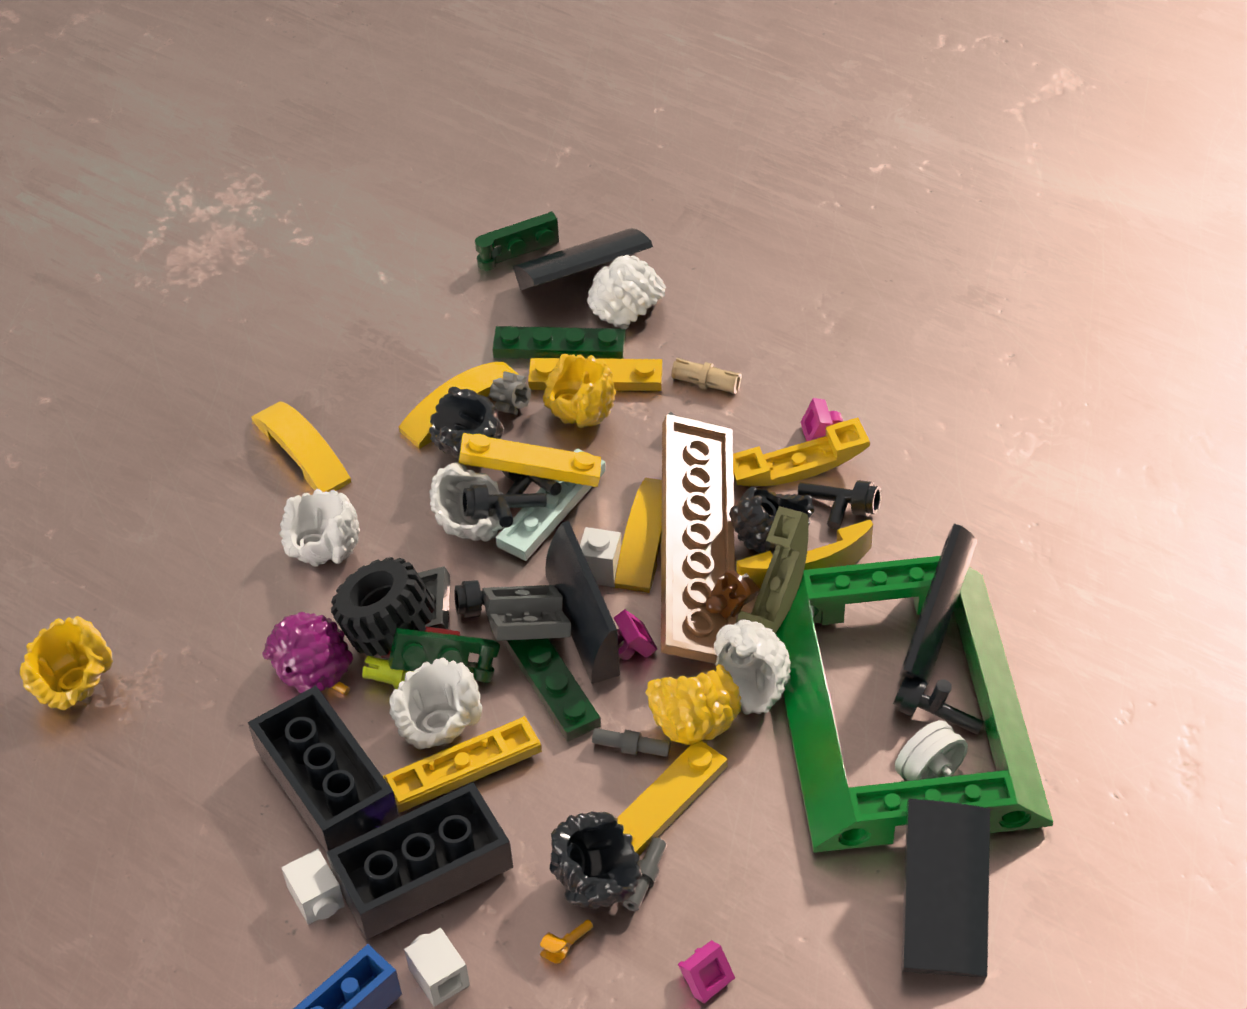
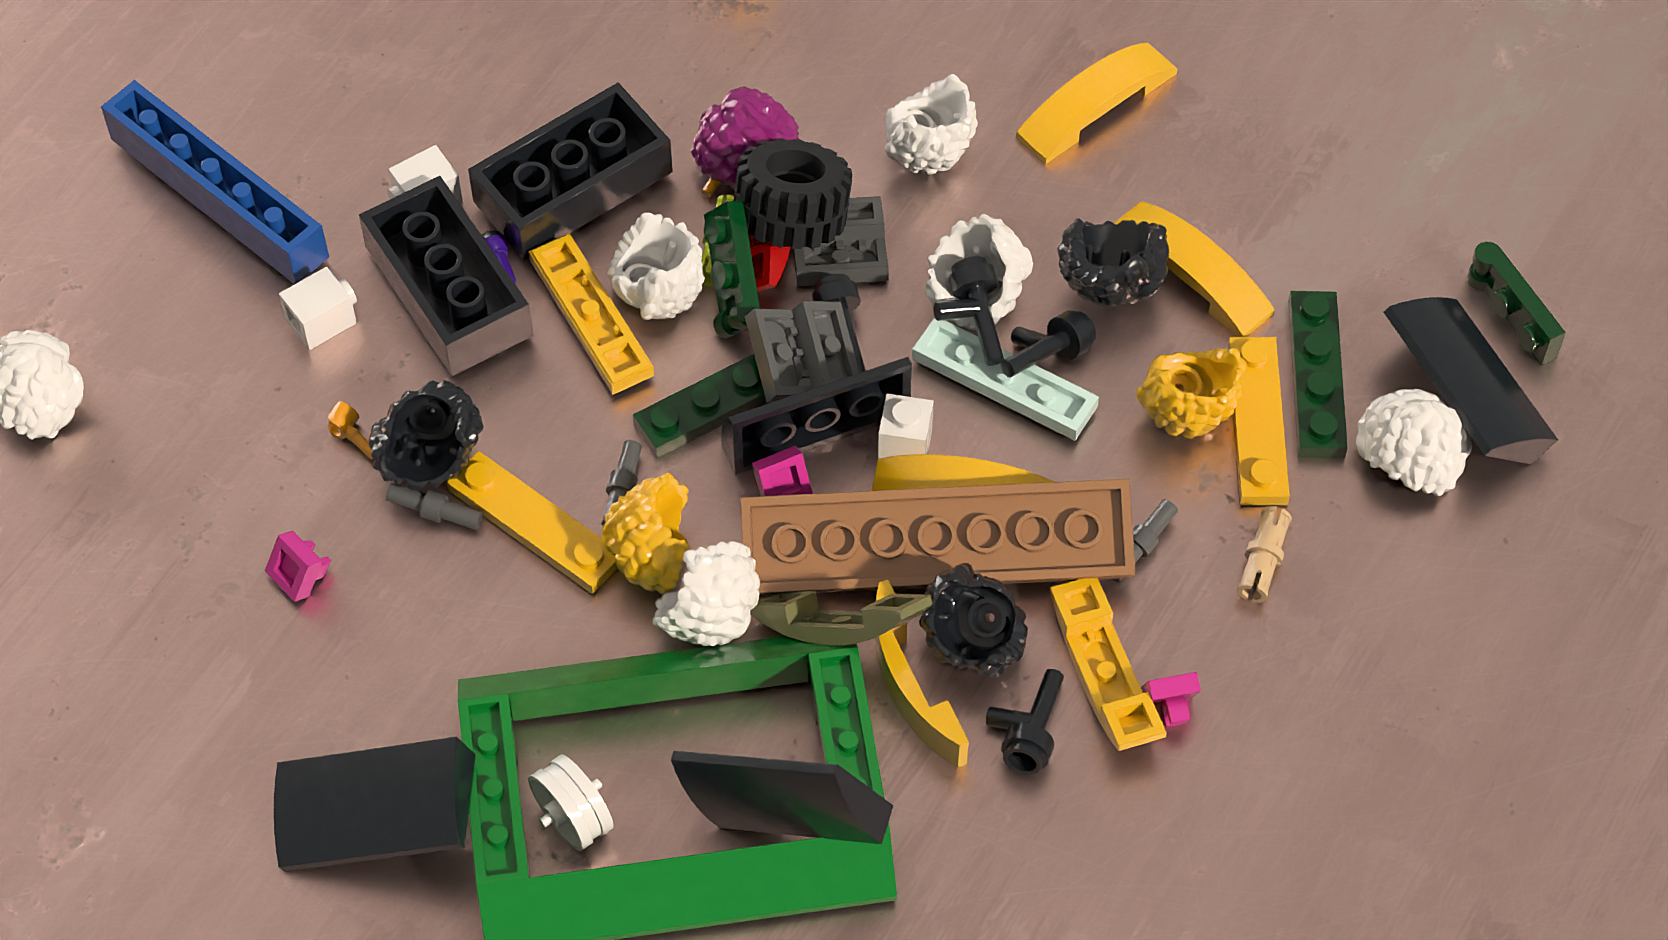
camera: 85 degrees right, 10 degrees up
(510, 393) = (1196, 313): light grey gear -> none
(530, 459) = (1044, 329): yellow plate -> none
(731, 594) = (825, 571): reddish brown piece -> none
(912, 696) = (668, 812): black piece -> none

